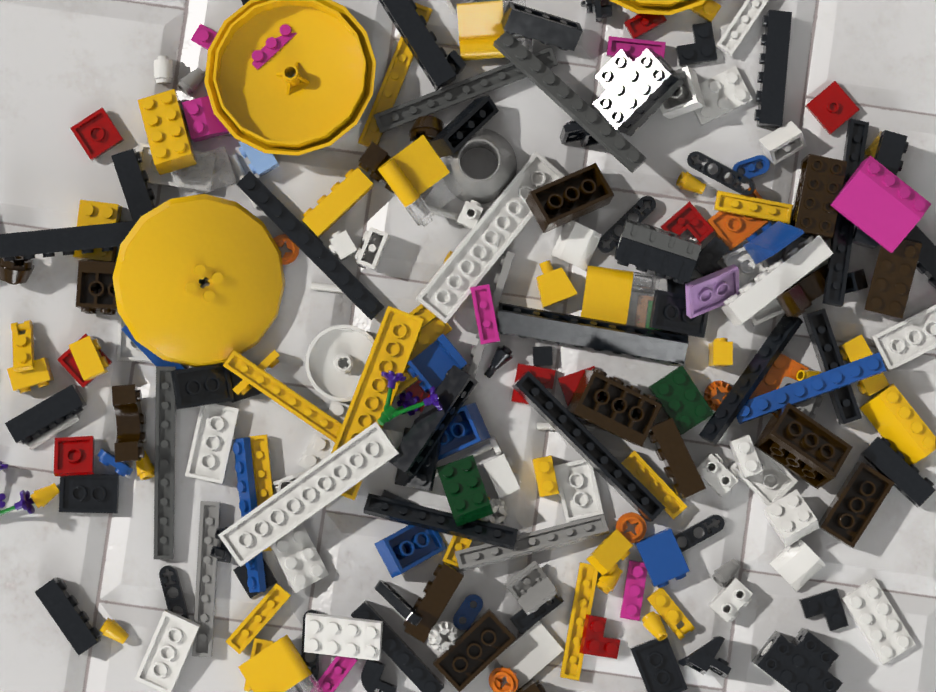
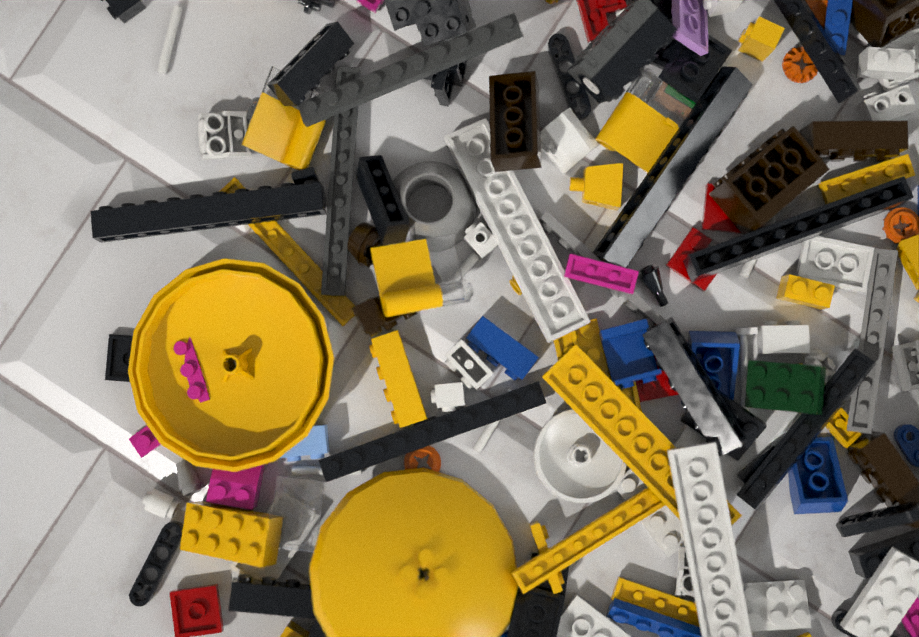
camera: 60 degrees left, 0 degrees up
(118, 88) = (155, 562): none -> black beam
(395, 268) = (501, 349): none -> blue brick
(406, 403) = (657, 405): dark purple plant -> none
(542, 356) = (670, 234): black tile -> none
(681, 399) = (788, 105): dark green brick -> none

